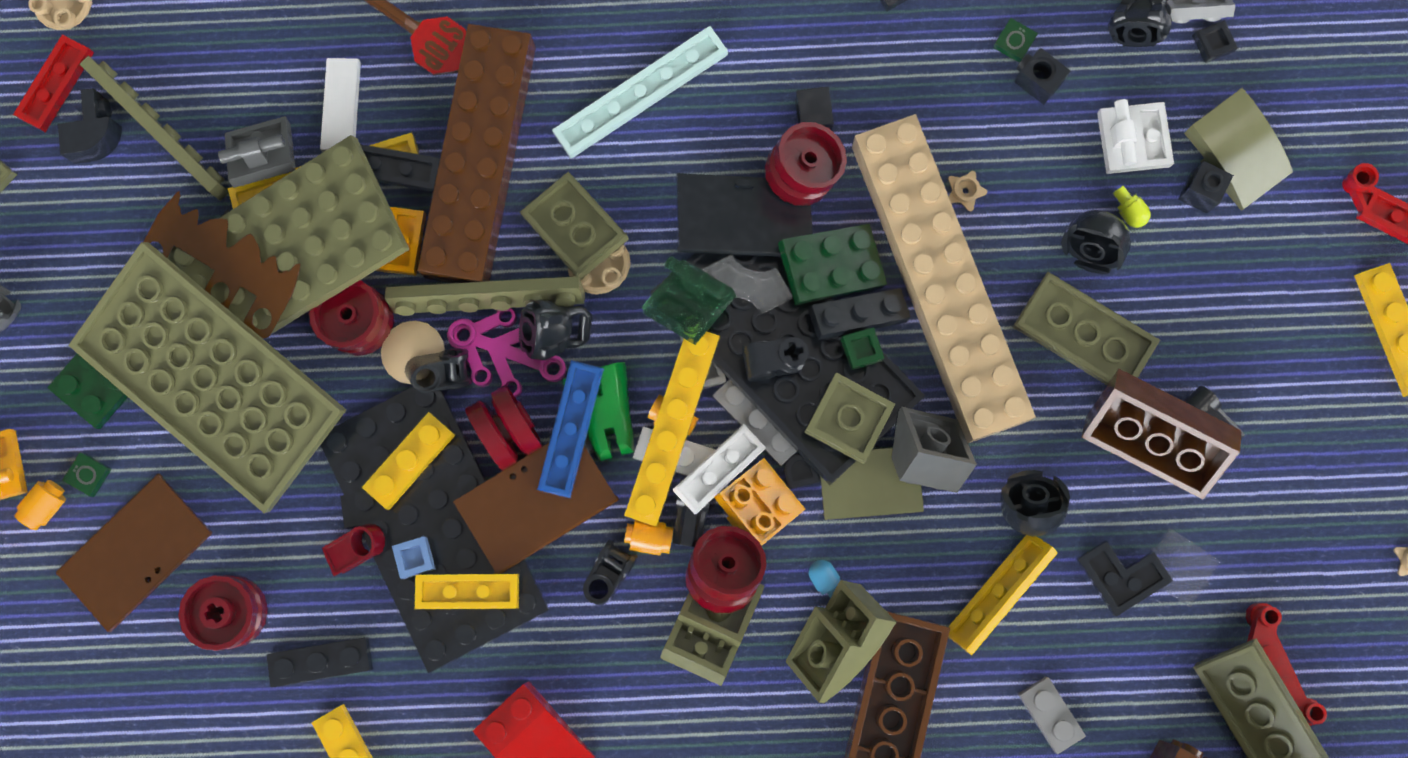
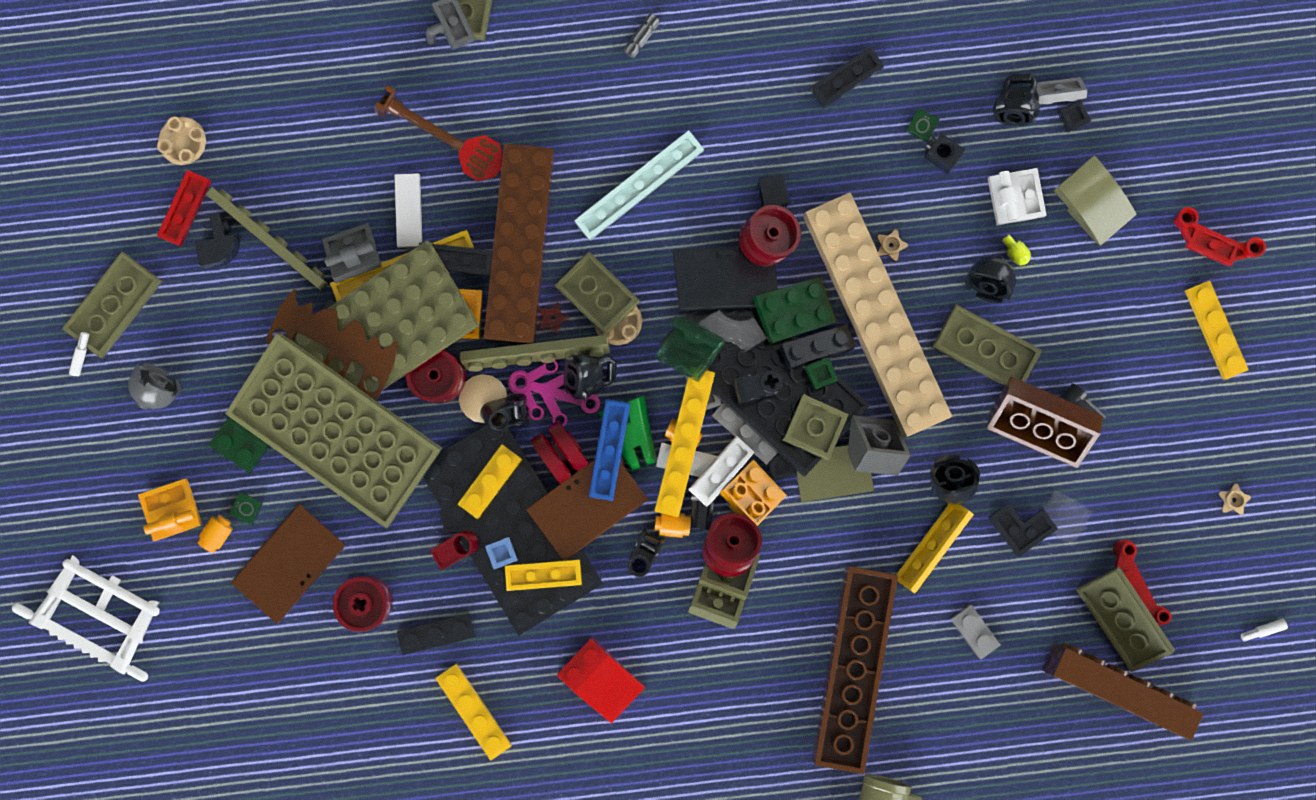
camera: 15 degrees left, 5 degrees up
(514, 246) = (548, 313): none -> clear red plate
(824, 577) = (805, 546): dark azure cylinder -> none
(839, 640) = (818, 590): olive slope -> none
(1205, 187) = (1070, 232): black brick -> none

